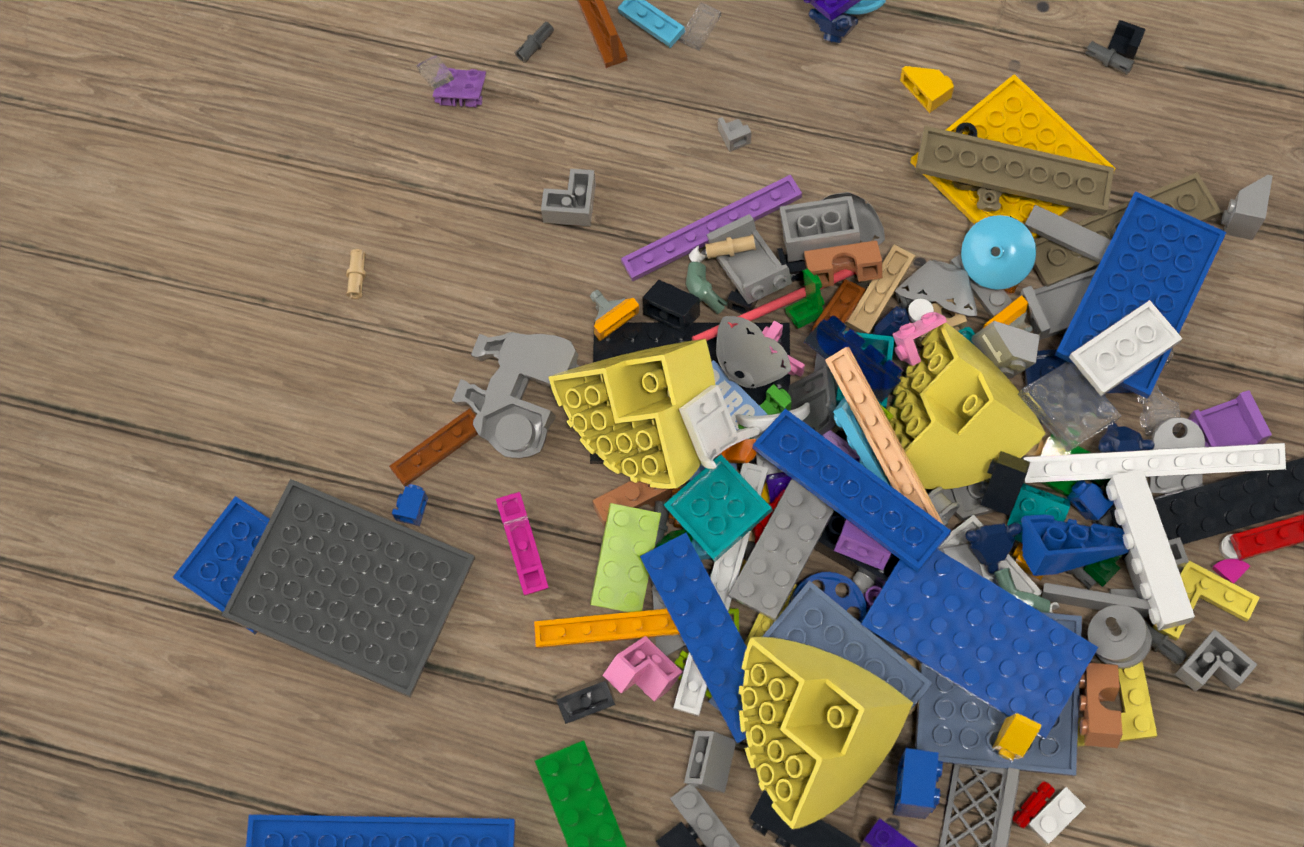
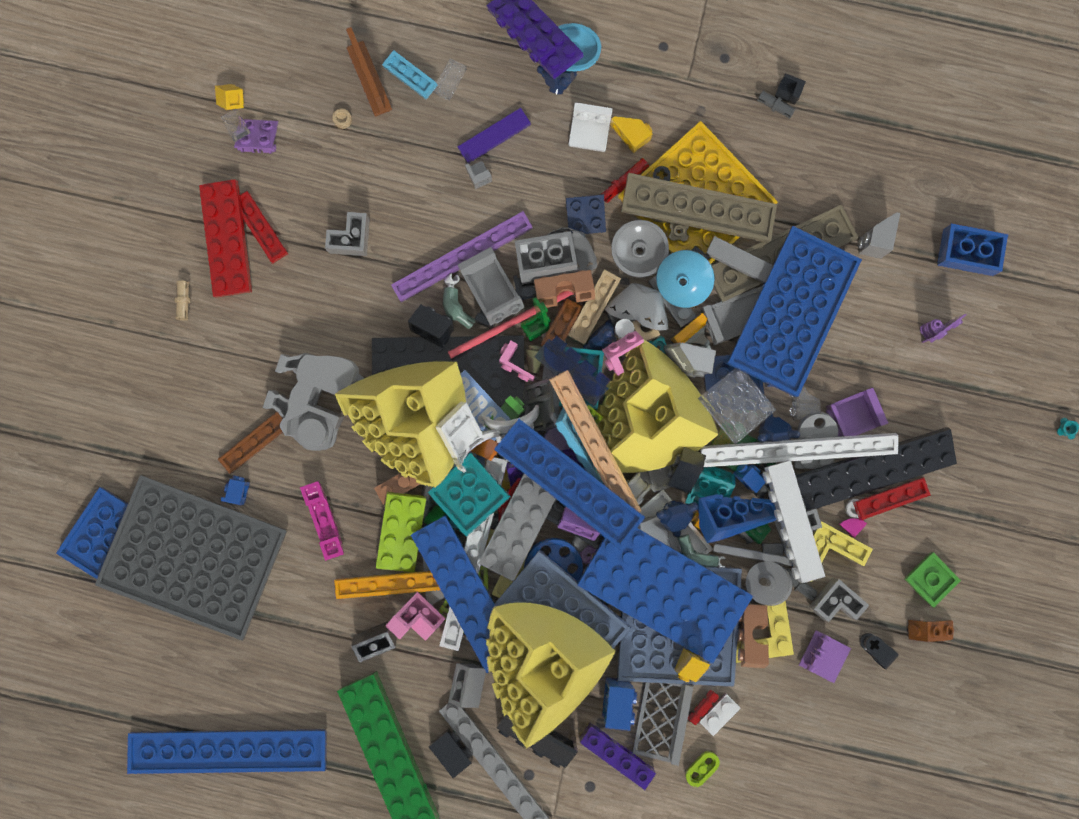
camera: 10 degrees left, 15 degrees up
(414, 203) = (225, 238): none -> red plate
(428, 42) = (229, 96): none -> yellow panel
(458, 191) = (261, 229): none -> red tile
(534, 42) = (315, 95): dark grey axle -> none
(565, 68) = (342, 118): none -> tan tile
(612, 313) = (384, 333): light orange piece -> none
(730, 246) = (476, 275): tan pin -> none
(749, 353) = (493, 367): light grey piece -> none
(754, 89) = (494, 135): none -> dark purple tile
(802, 351) = (533, 363): none -> olive cone
(871, 178) = (586, 214): none -> dark blue hinge
(875, 79) = (590, 127): none -> white bracket
(911, 147) = (619, 184): none -> red pin
(938, 205) = (641, 235): none -> light grey dish
(1125, 348) = (781, 360): white plate -> none
(1200, 740) = (824, 656): none -> medium lavender hinge
(1277, 734) = (880, 651): none -> black piece

